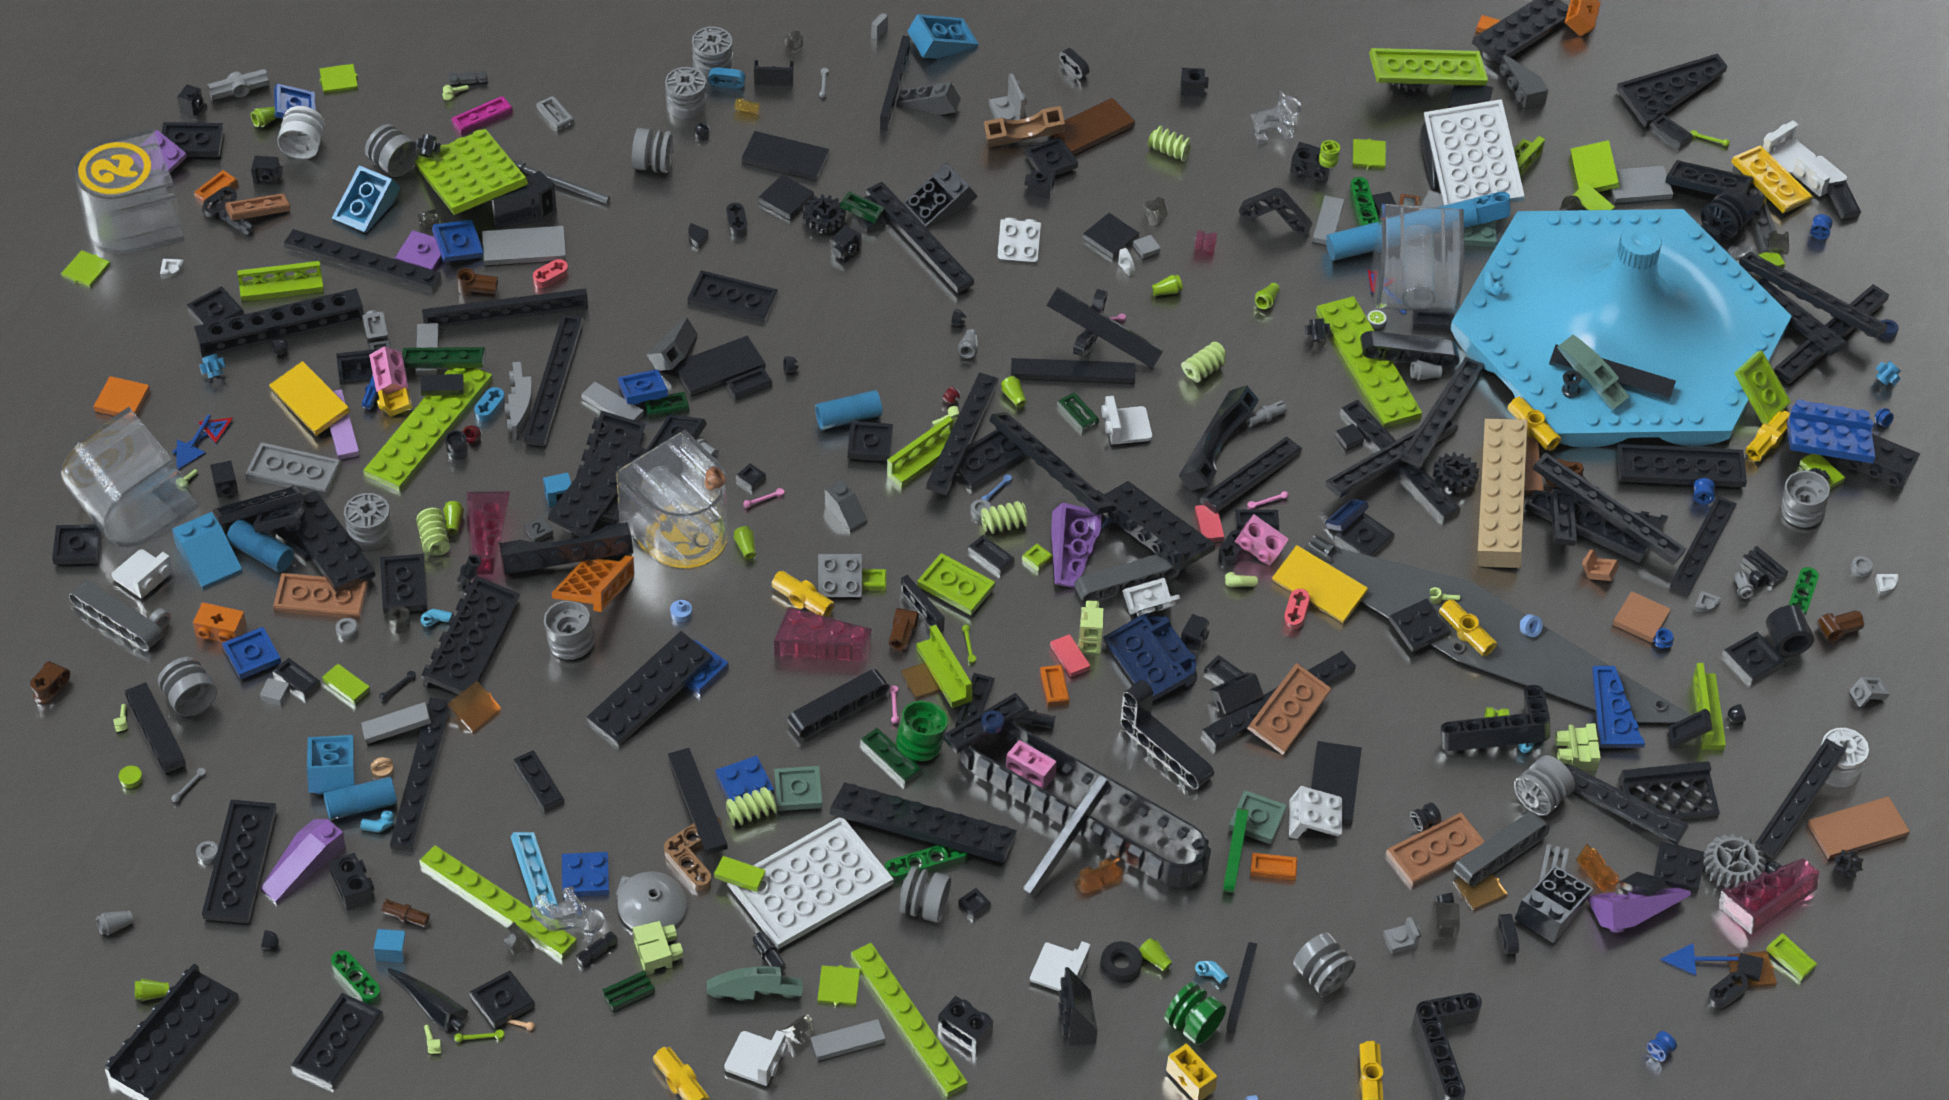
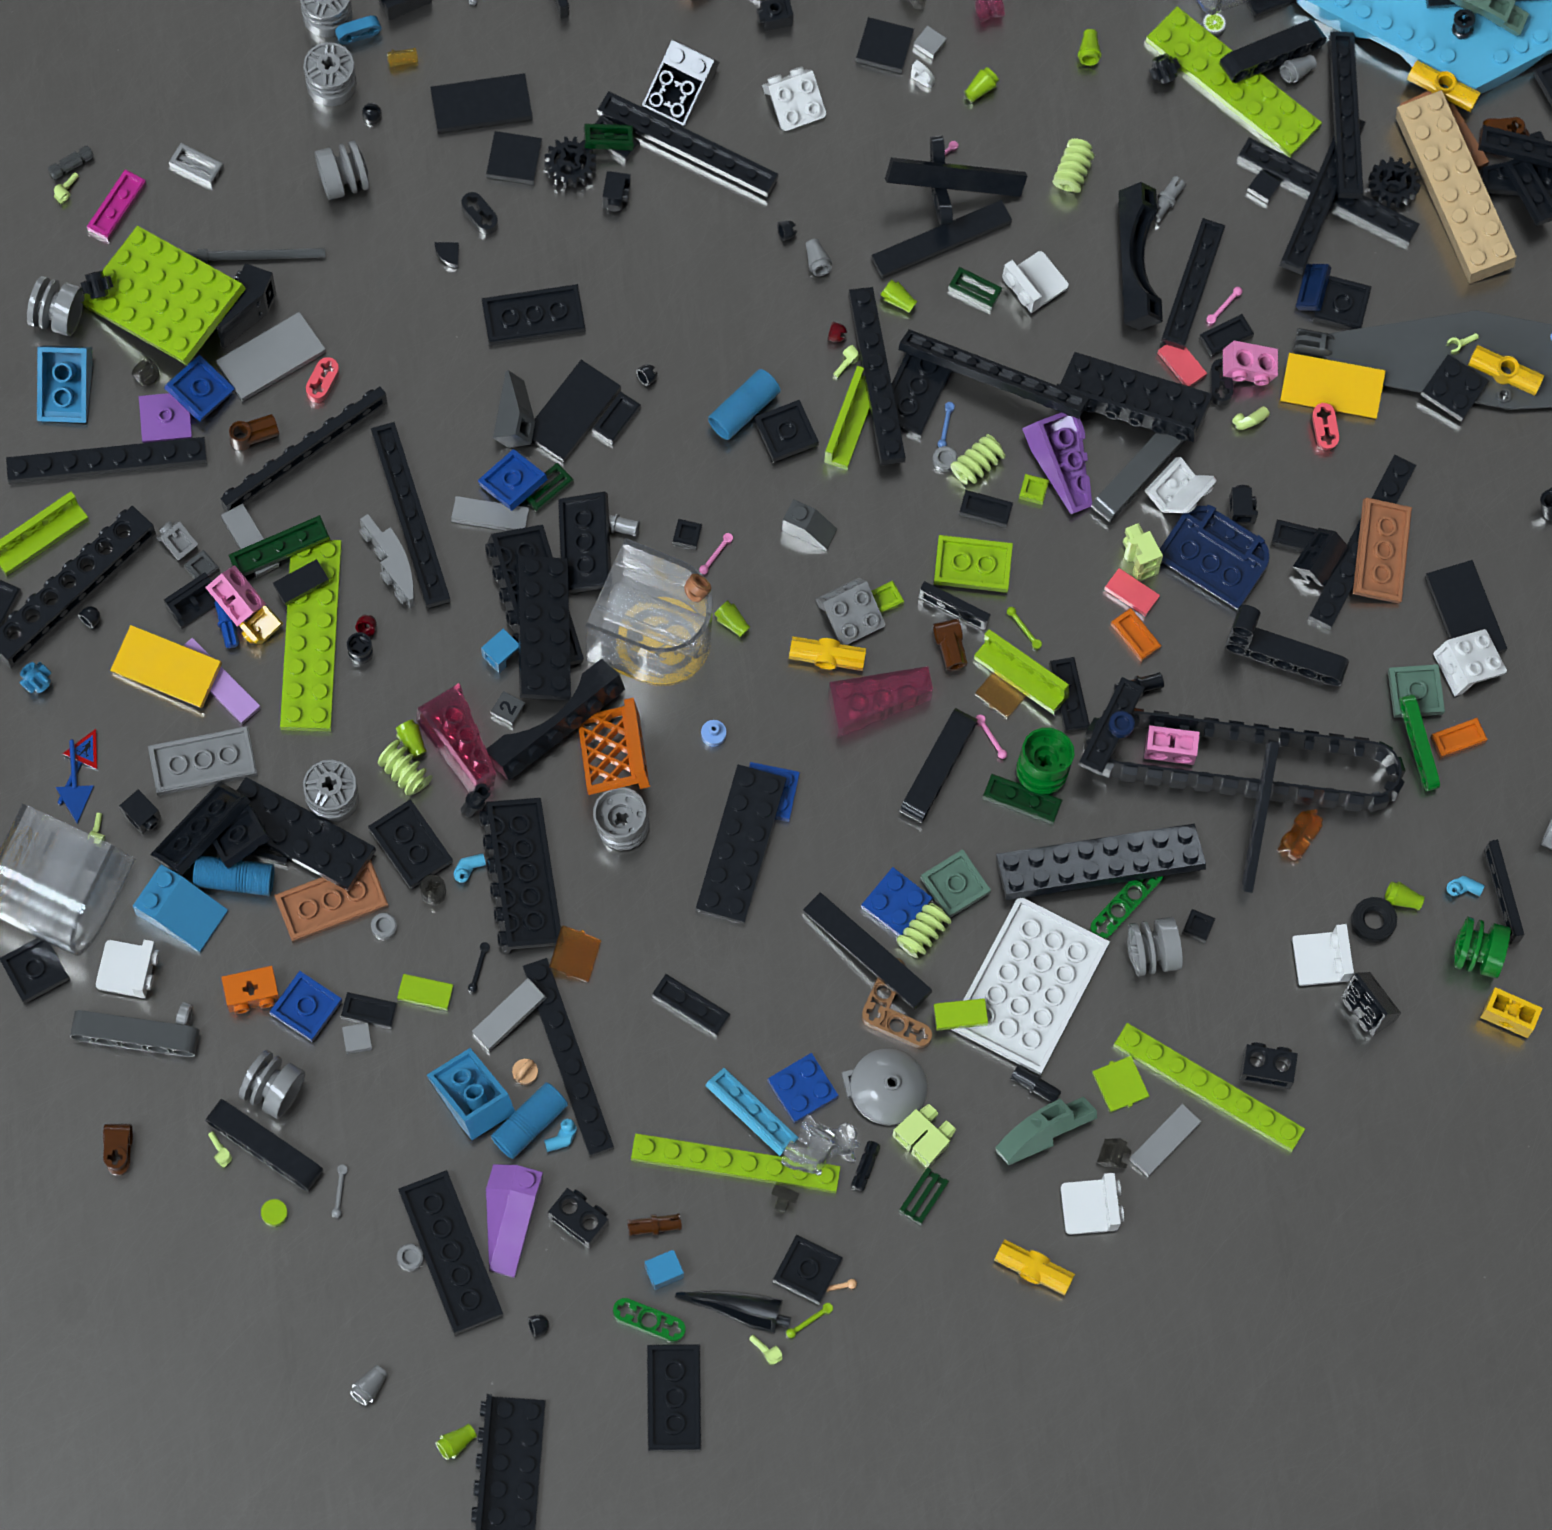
camera: 30 degrees left, 20 degrees up
(487, 403) = (355, 578): dark azure beam -> none

